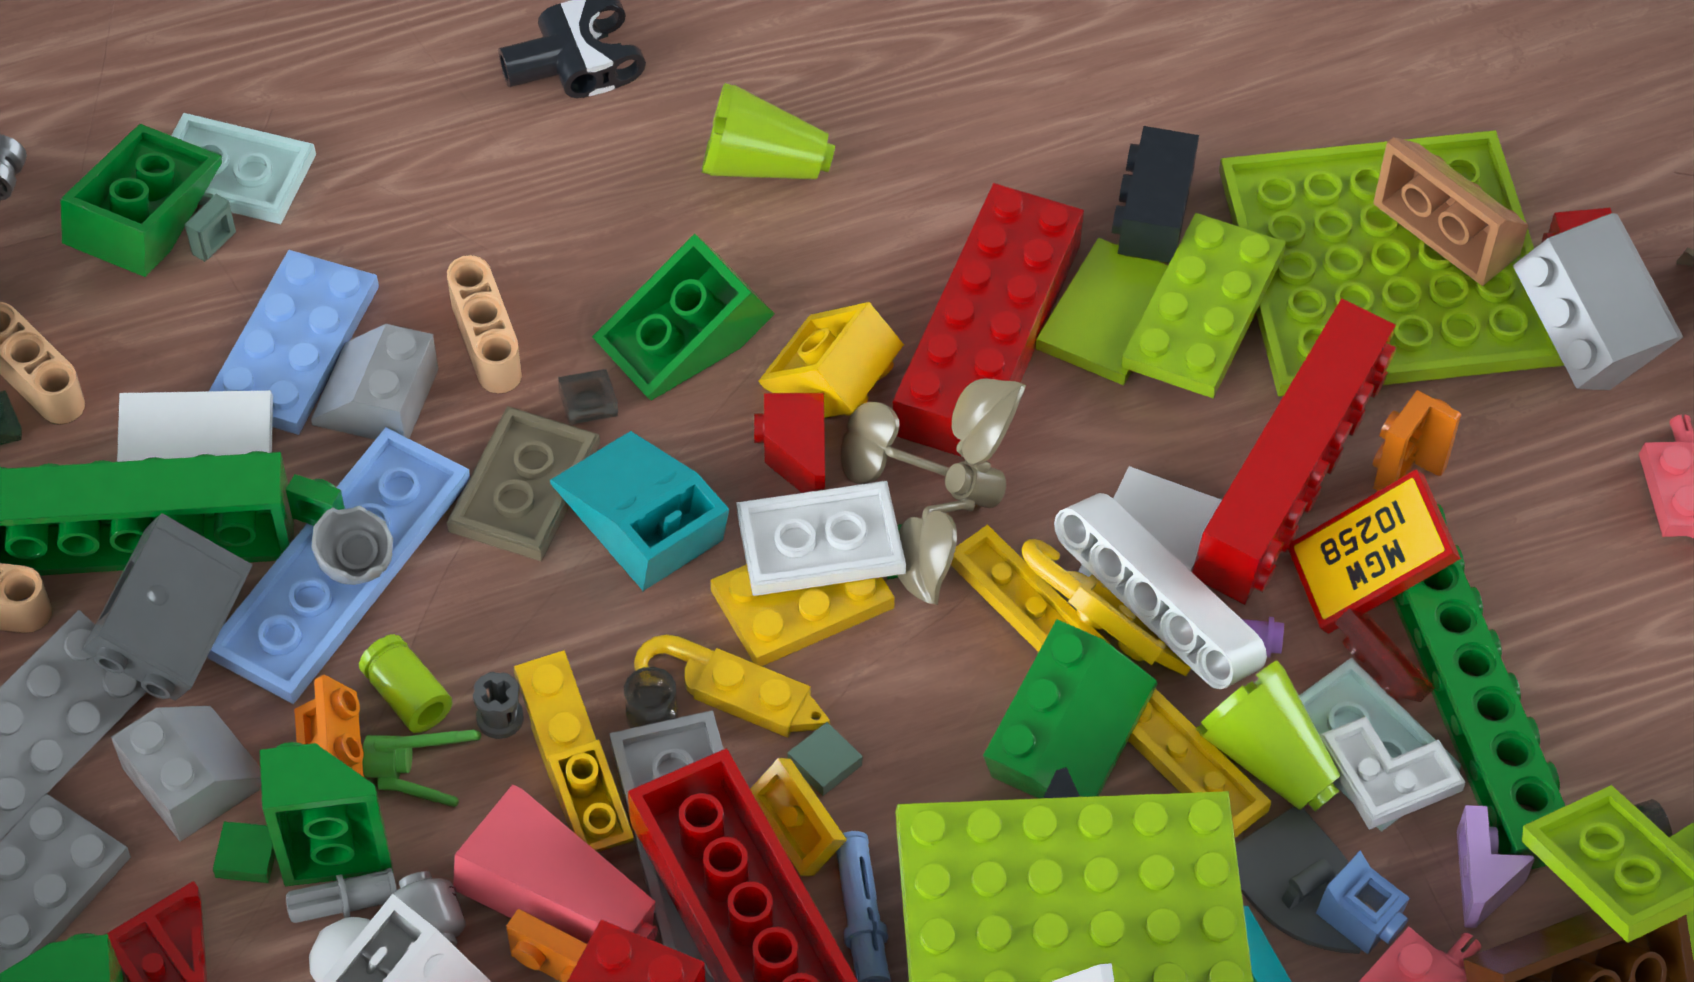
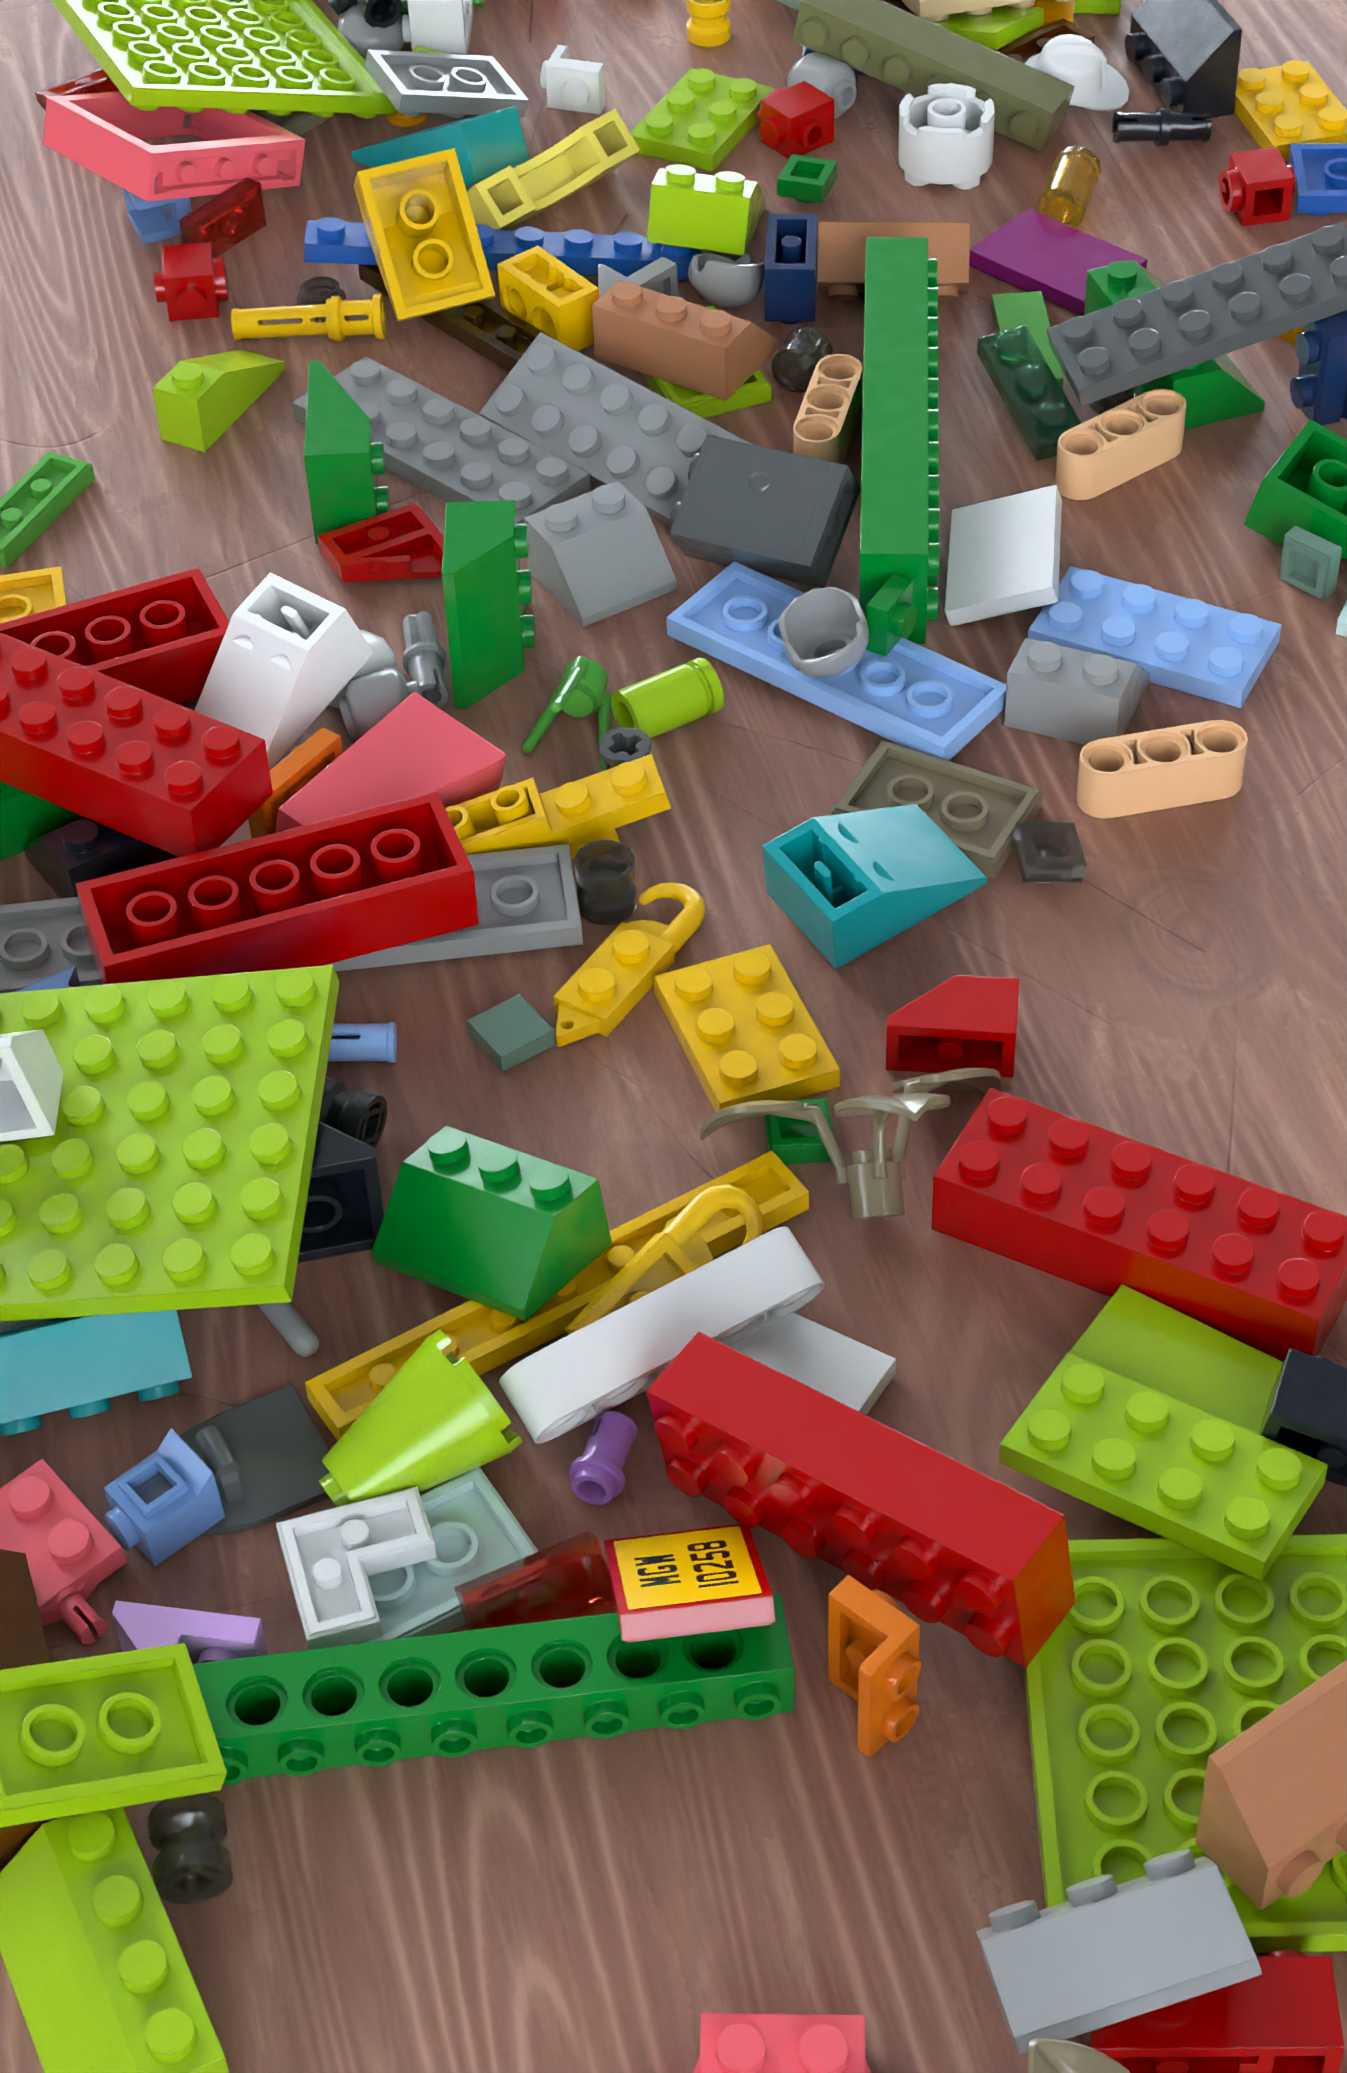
camera: 100 degrees right, 10 degrees down
(332, 722) = (598, 632): orange bracket -> none
(682, 320) = (1168, 942): green slope -> none
(797, 817) = (456, 986): yellow plate -> none
(820, 538) = (801, 1025): white tile -> none
(836, 355) = (1084, 1070): yellow slope -> none

